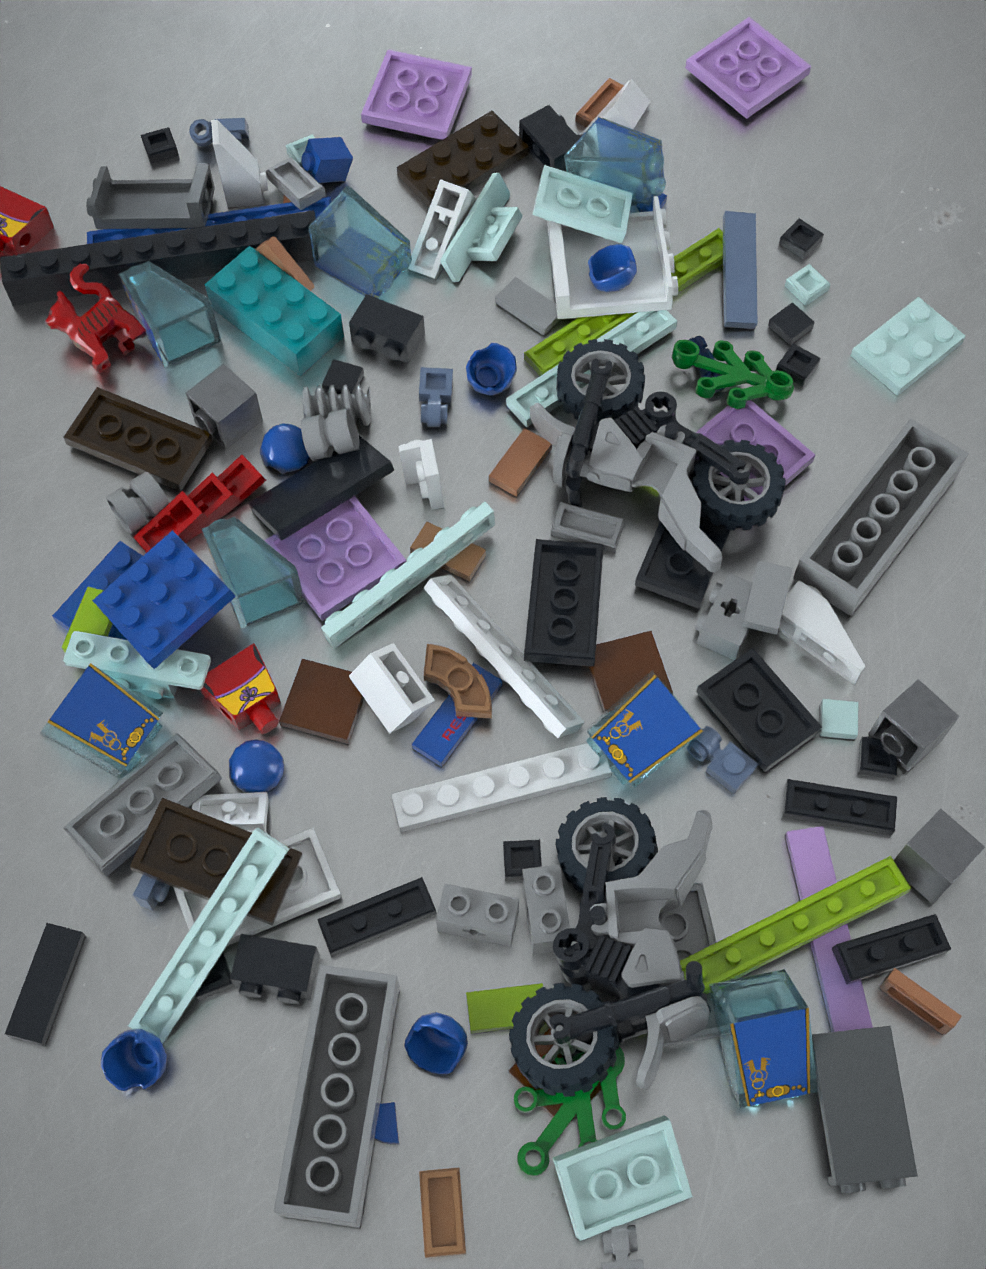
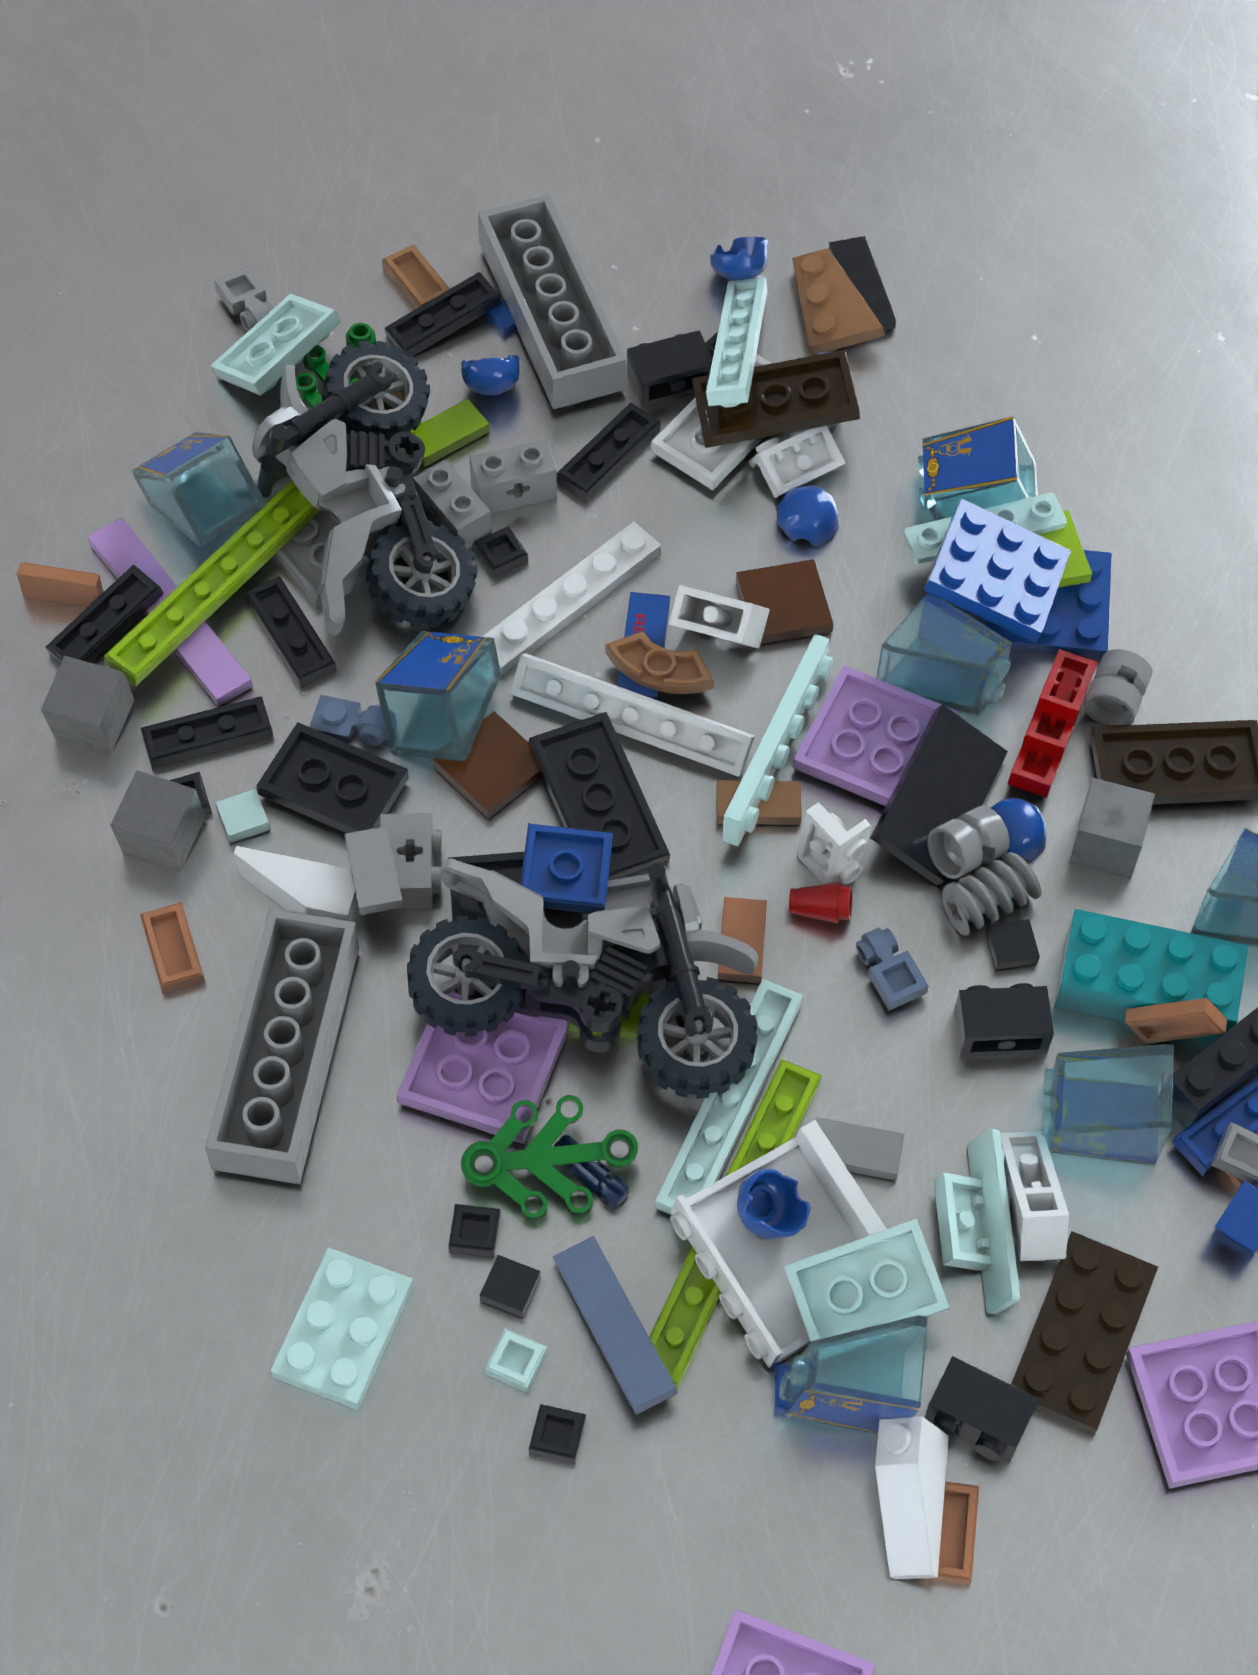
camera: 150 degrees right, 5 degrees down
(90, 968) = (832, 305): none -> medium nougat wing
(118, 820) = (884, 444): light grey tile -> none
(243, 691) = (866, 566): red torso -> none
(442, 1146) = (443, 315): none -> black tile
(453, 456) = (822, 902): none -> red cone
(491, 369) = (843, 1022): blue hair -> none
(620, 550) = (567, 867): none -> blue tile
(734, 870) = (290, 631): none -> black tile
(863, 1109) = (90, 477): dark grey panel -> none
(931, 640) = (172, 948): none -> nougat tile

